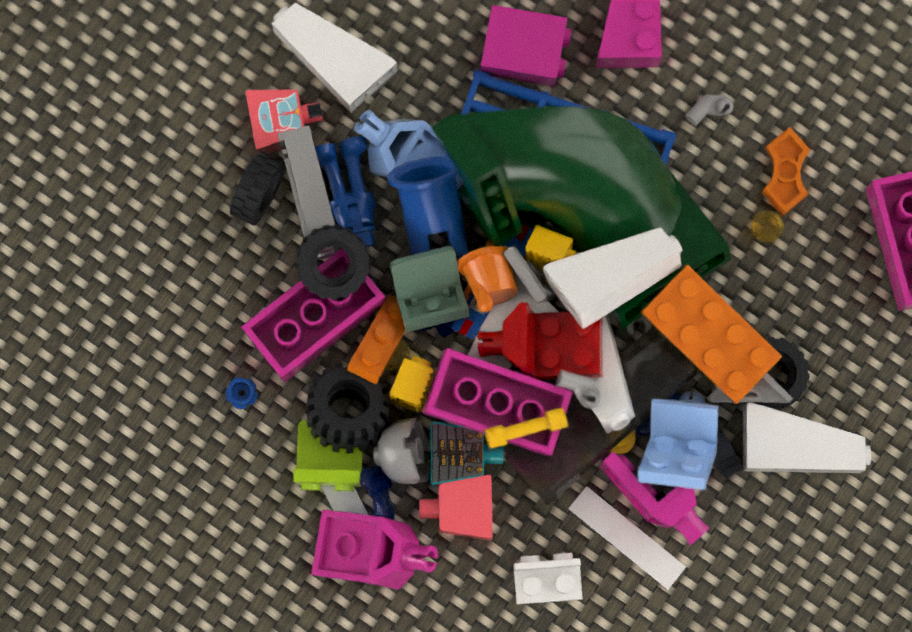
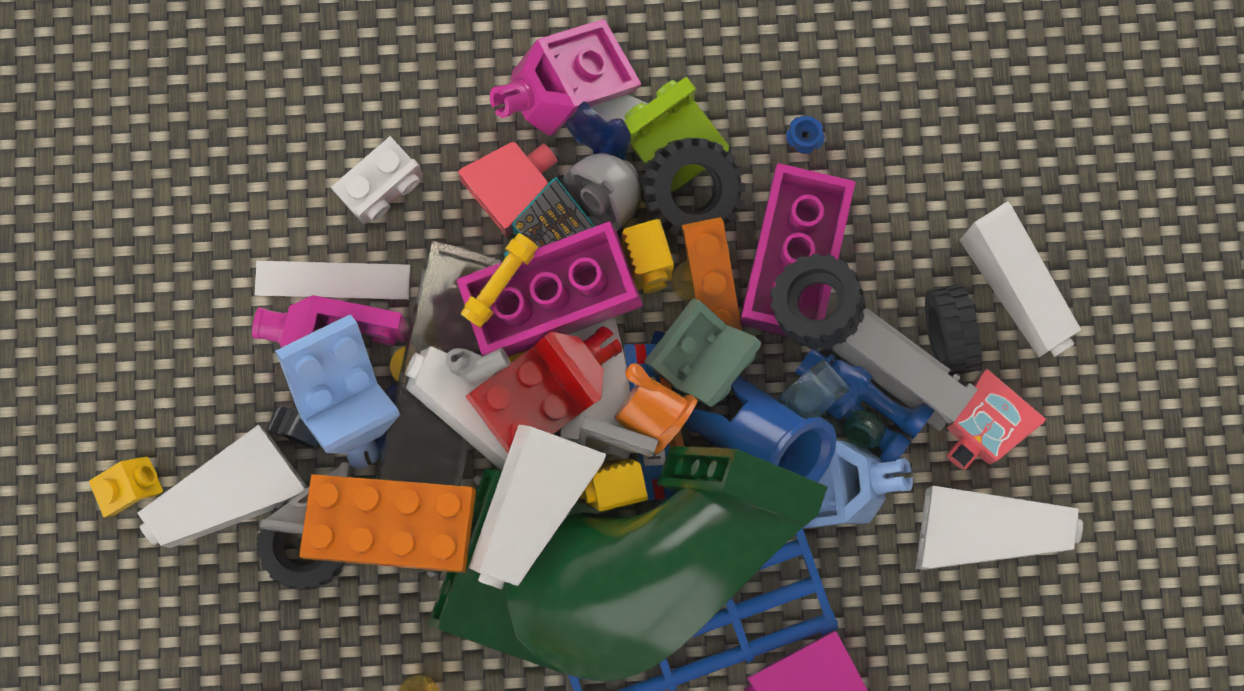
camera: 140 degrees right, 0 degrees up
(186, 188) = (1021, 280): none -> white slope
(363, 172) = (864, 429): none -> tile
(378, 215) = (814, 391): none -> clear light blue slope
(860, 499) = (125, 485): none -> yellow bracket

